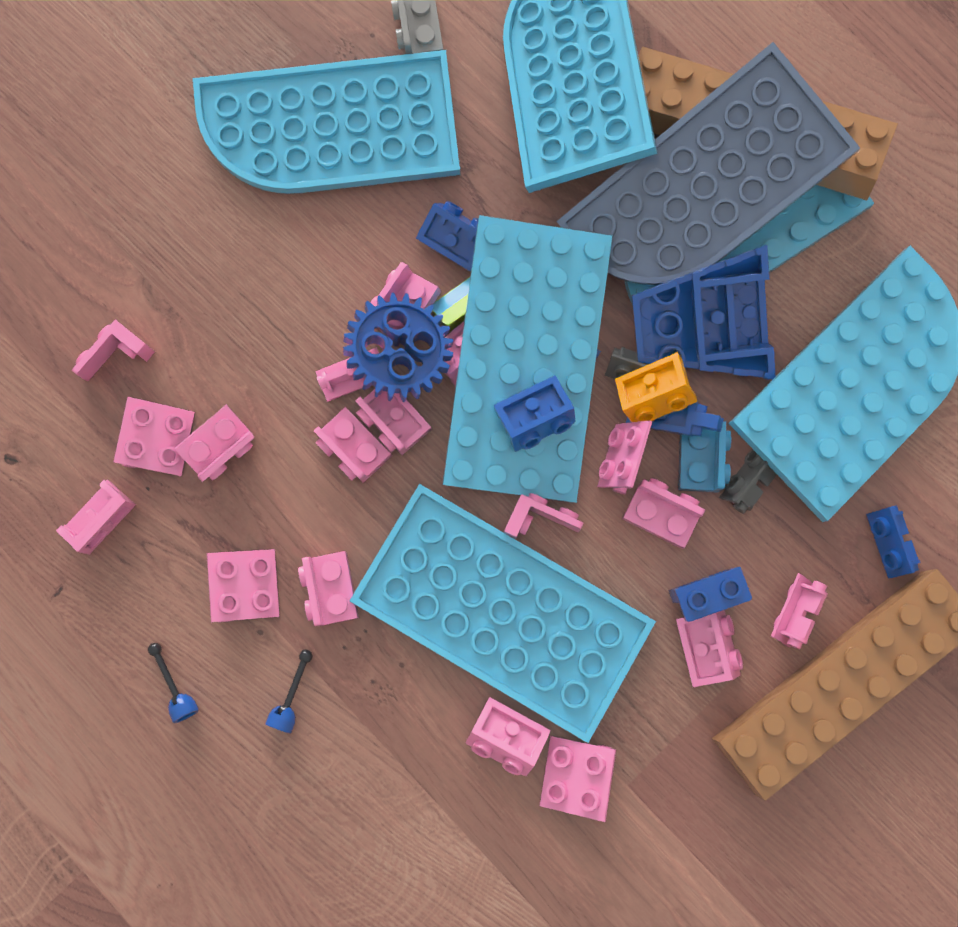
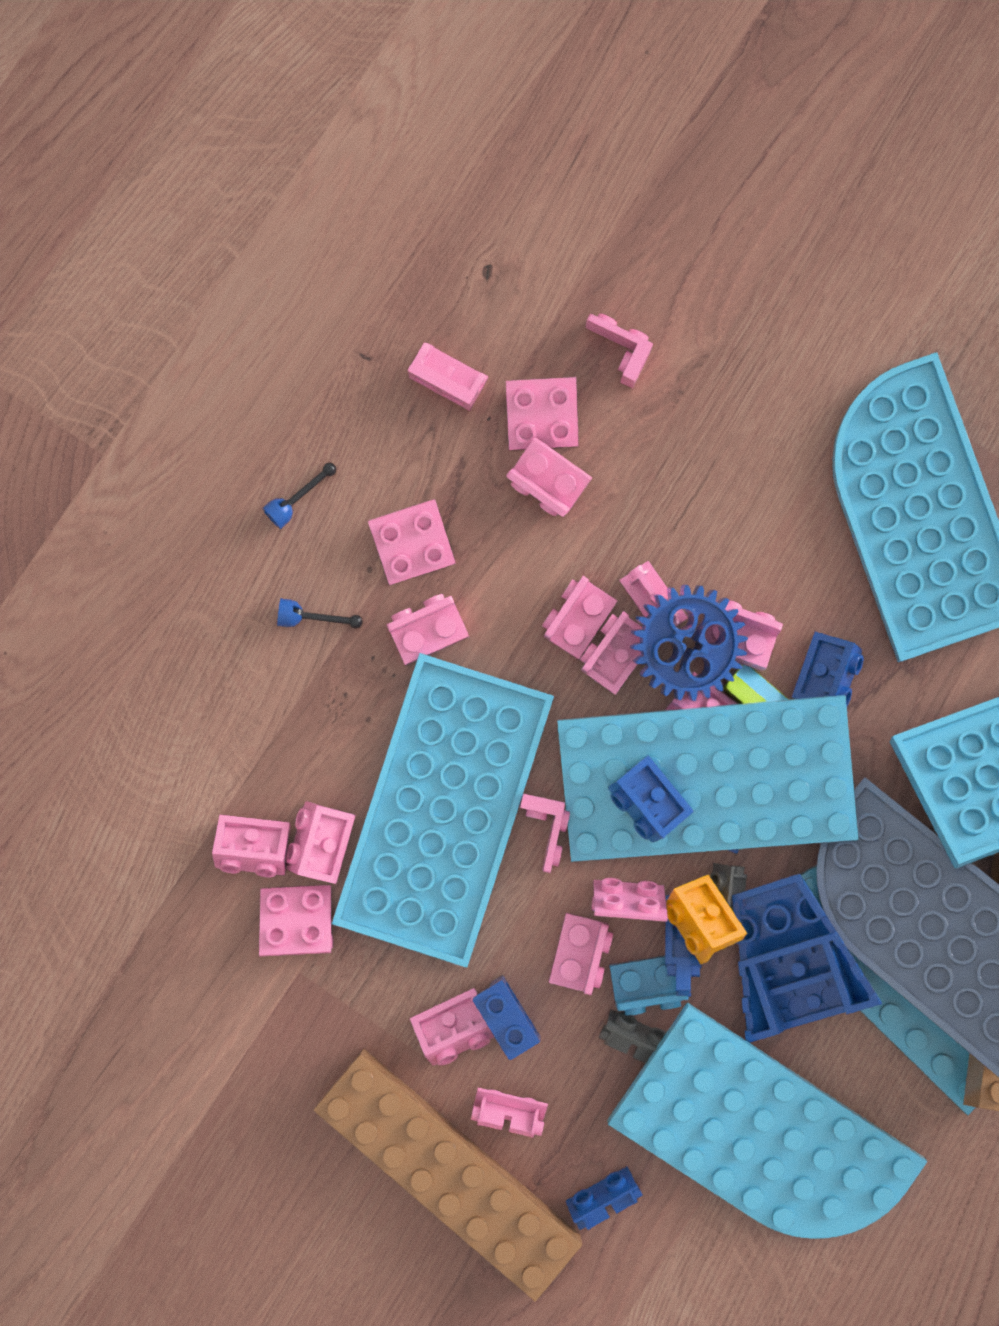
camera: 75 degrees right, 5 degrees up
(496, 806) = (251, 845): none -> bright pink bracket

